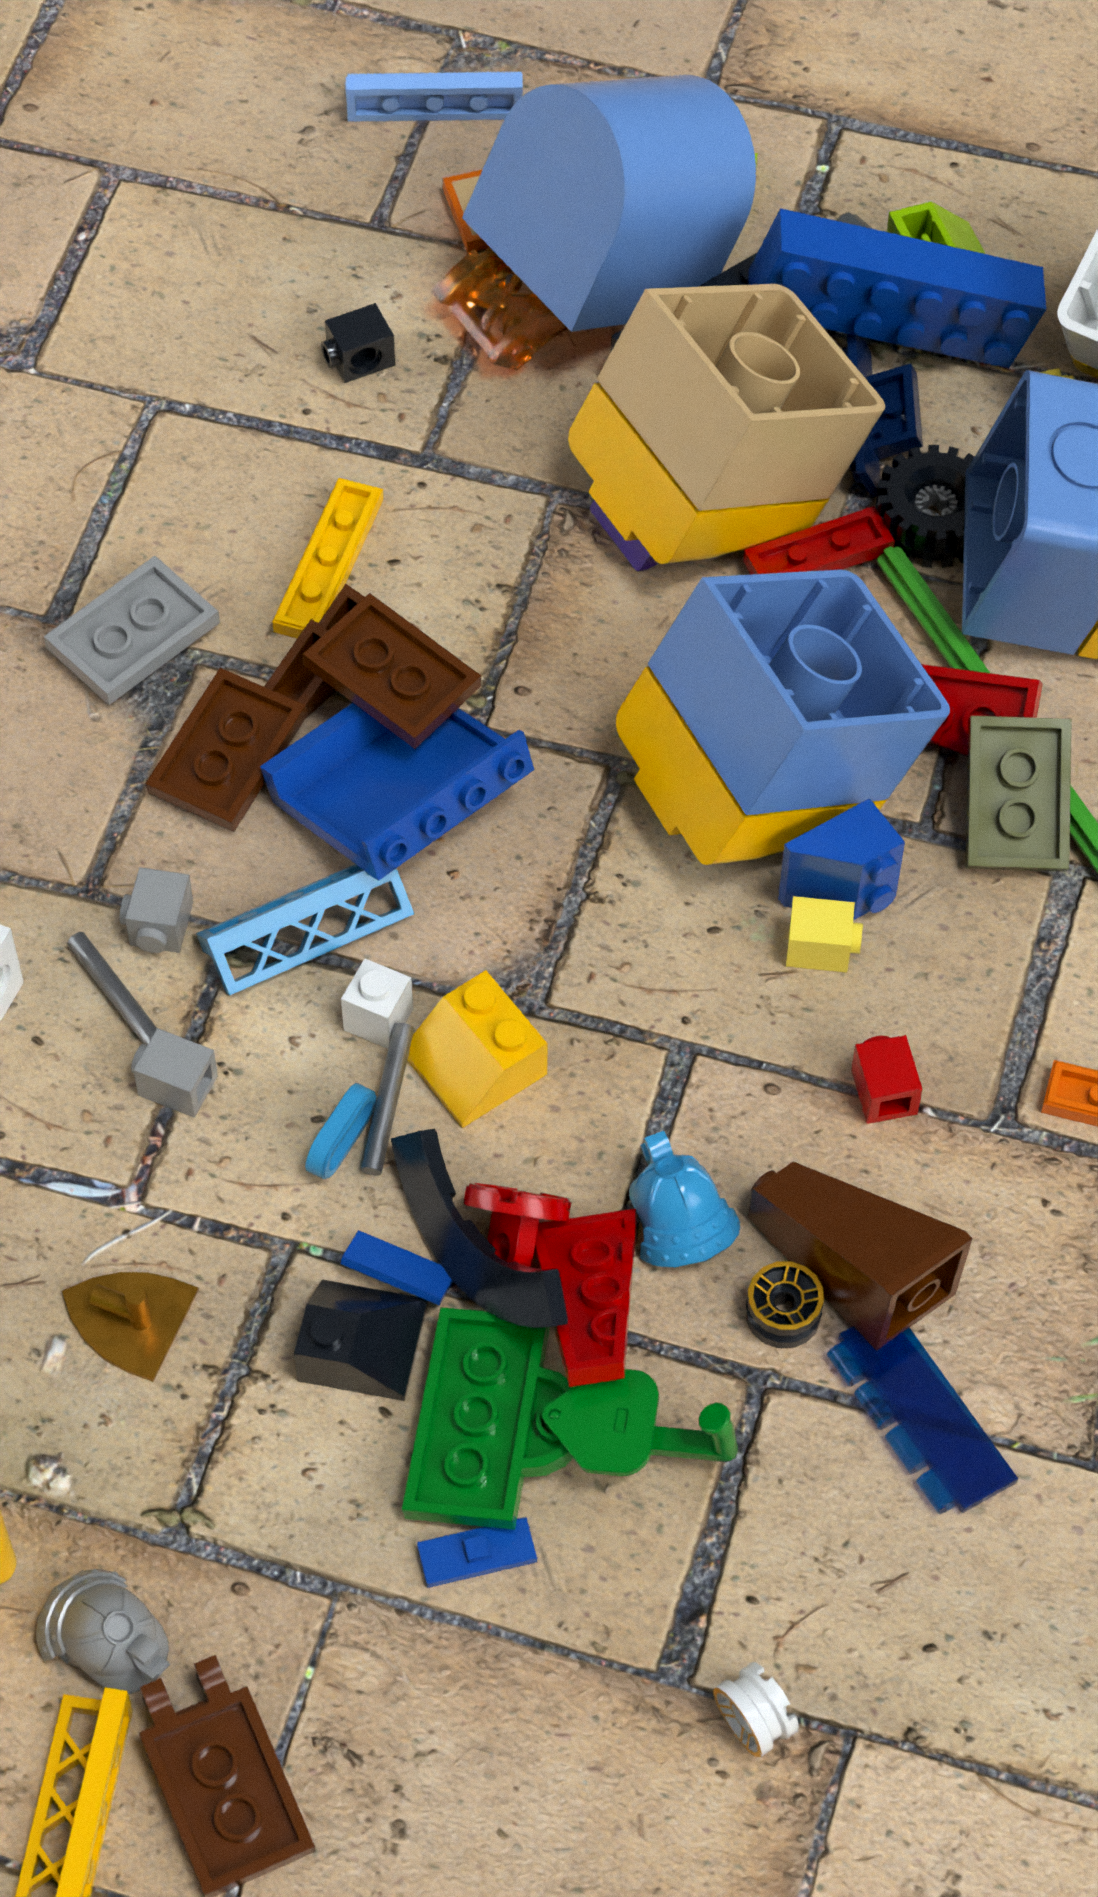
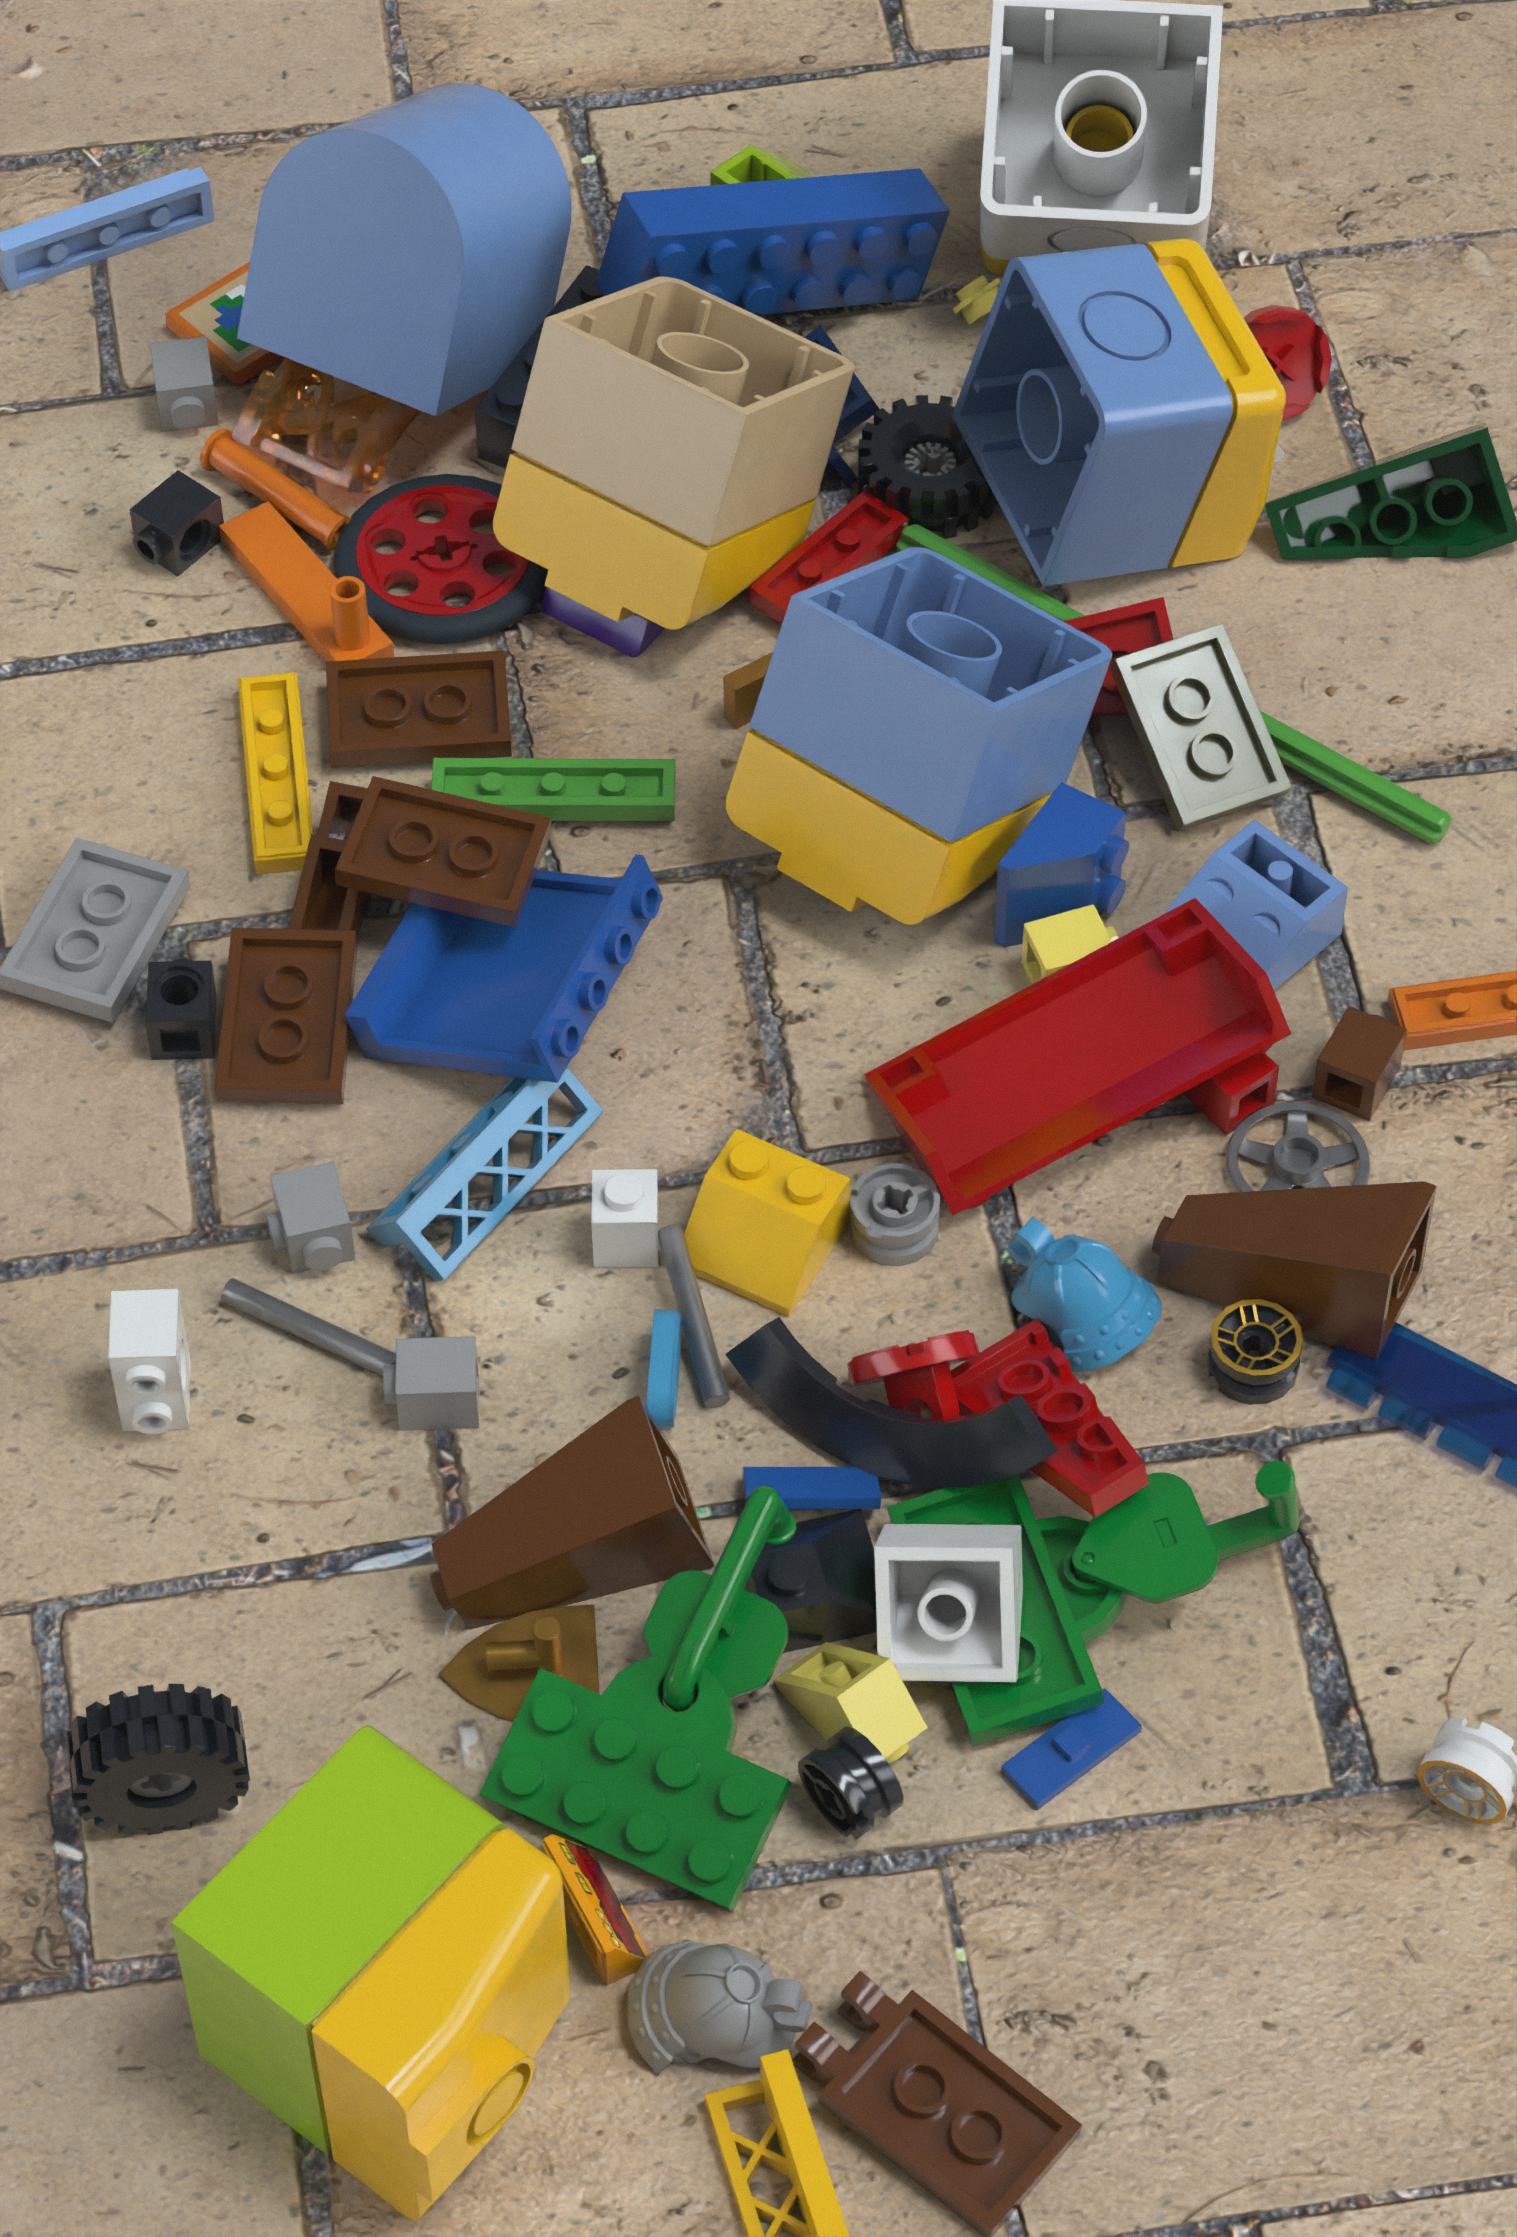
camera: 25 degrees left, 5 degrees down
(65, 1517) = (596, 1911): none -> light orange slope
(149, 1435) = (657, 1780): none -> green plate
(150, 729) = (181, 1010): none -> black brick
(215, 1224) = (576, 1527): none -> reddish brown slope
(292, 1508) = (850, 1782): none -> black wheel
(331, 1448) = (853, 1690): none -> light yellow slope
(423, 237) = (184, 384): none -> light grey brick
(426, 430) = (320, 606): none -> orange piece
(434, 1401) = (950, 1601): none -> white slope
(445, 343) = (271, 485): none -> orange pin
(452, 551) = (417, 709): none -> reddish brown plate
(497, 479) = (423, 614): none -> red wedge
(517, 652) = (565, 786): none -> bright green plate
(577, 1103) = (879, 1228): none -> light grey wheel
(773, 1016) = (1078, 1054): none -> red slope
(909, 1163) = (1297, 1155): none -> flat silver wheel
(960, 966) = (1269, 900): none -> medium blue slope
(994, 1109) = (1359, 1063): none -> reddish brown brick

